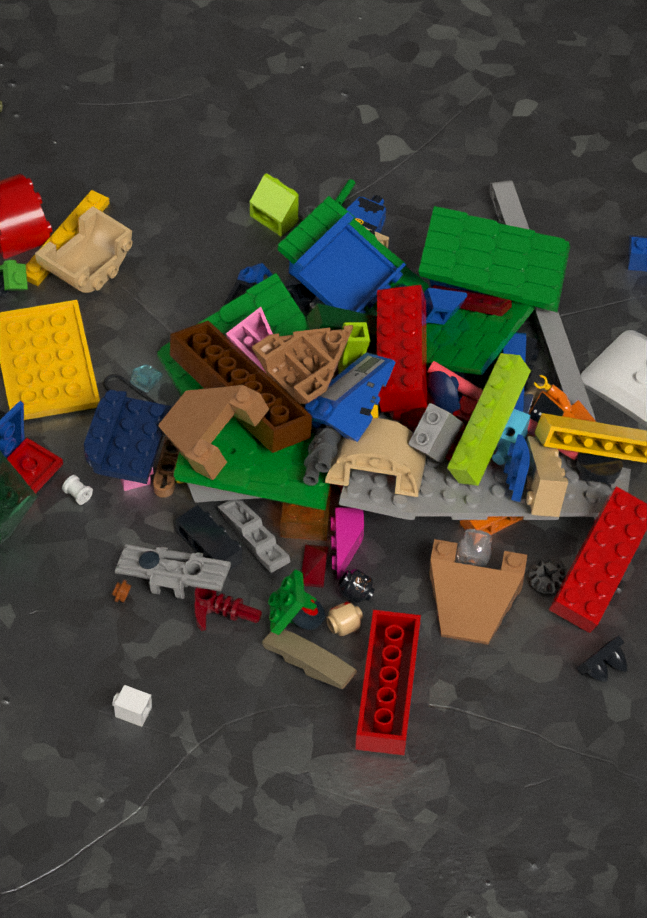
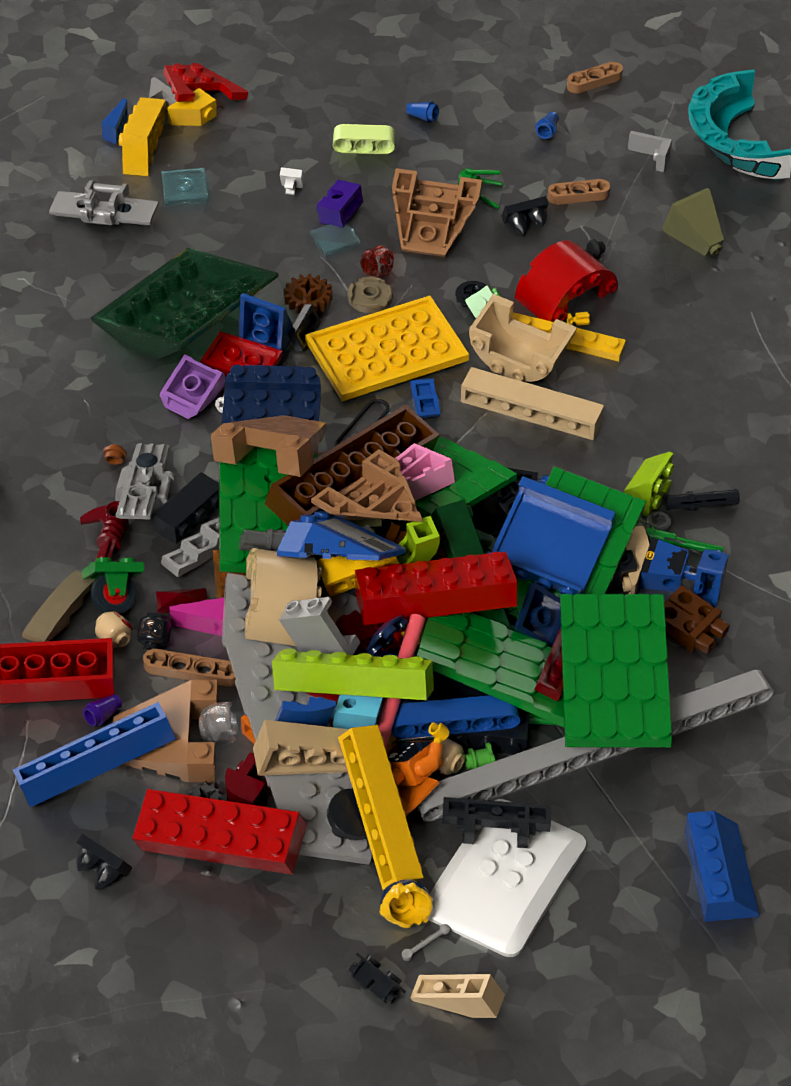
camera: 80 degrees right, 5 degrees down
(52, 216) = (580, 318): none -> yellow piece
(57, 515) = (191, 387): none -> medium lavender slope
(118, 346) = (425, 398): none -> blue slope
(150, 268) = (532, 403): none -> tan brick
(294, 174) = (692, 500): none -> black pin
(391, 187) = (713, 569): none -> blue torso
(401, 568) = (190, 671): none -> medium nougat beam
(416, 214) = (693, 620): none -> reddish brown hips
(437, 641) = (101, 710): none -> dark purple cone
(442, 304) = (526, 629): blue slope -> none
(502, 641) = (94, 754): none -> blue brick
(542, 547) = (242, 784): none -> dark red brick
(545, 370) = (479, 757): none -> bright green brick
(610, 382) = (474, 814): none -> black hinge

